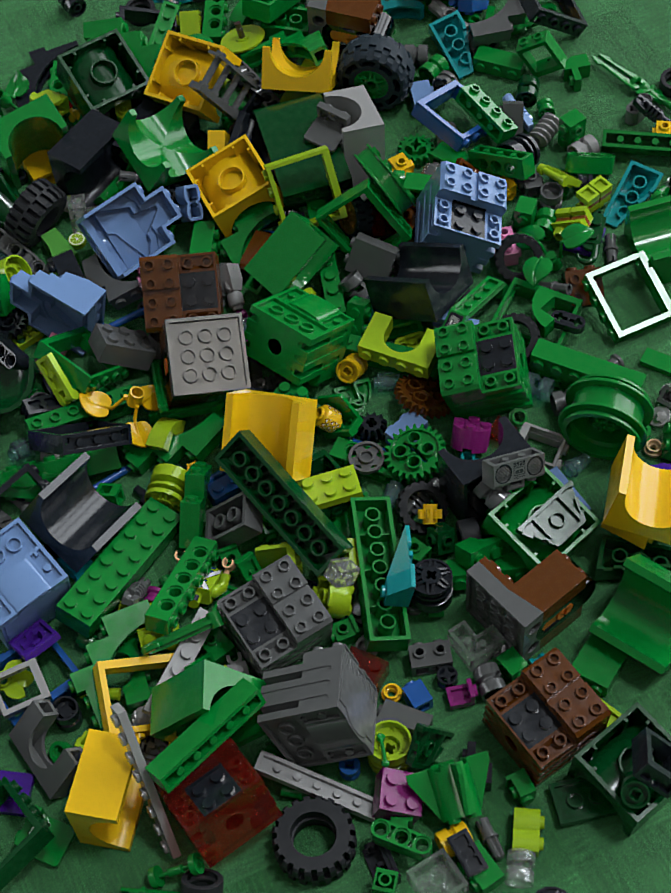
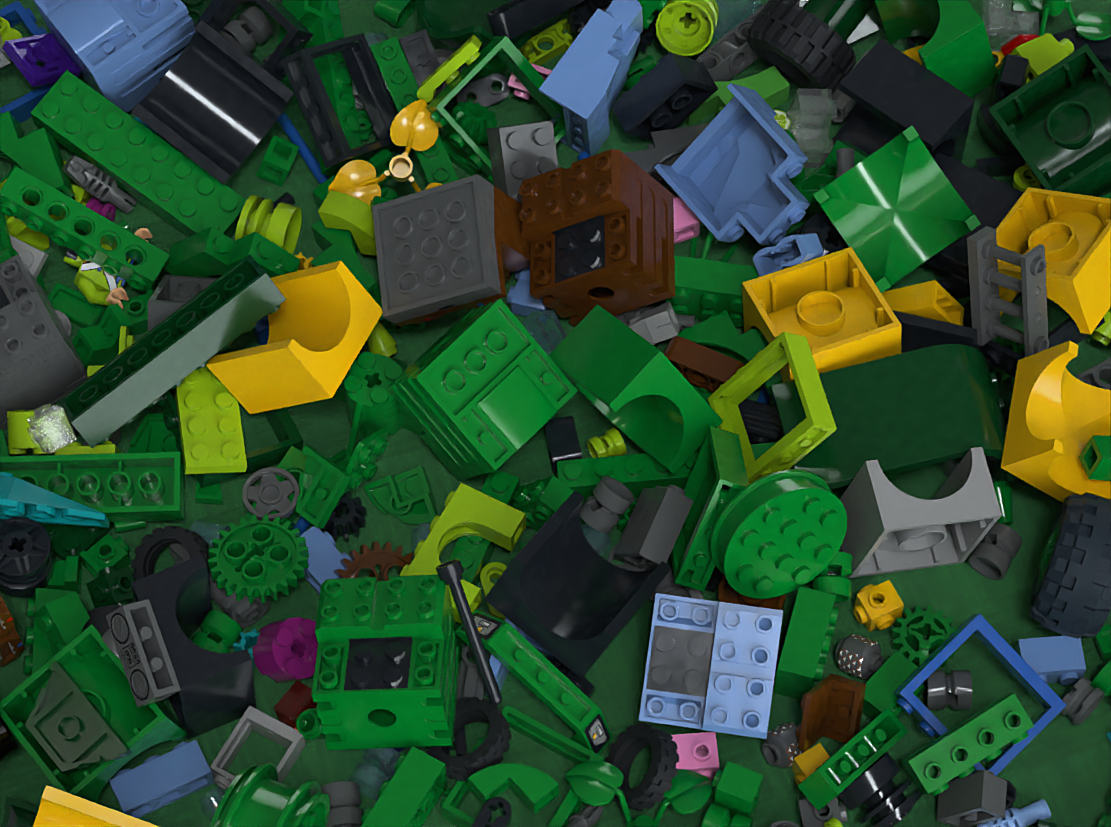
camera: 90 degrees right, 5 degrees up
(68, 111) = (1011, 76): none -> black brick
(327, 127) = (896, 447): dark grey bracket -> none
(328, 418) = (343, 440): yellow head -> none
(351, 368) = (442, 482): yellow wheel -> none
(362, 425) = (320, 487): none -> green wing
(430, 513) = (146, 565): yellow gear -> none
(433, 322) = (451, 574): none -> black piece

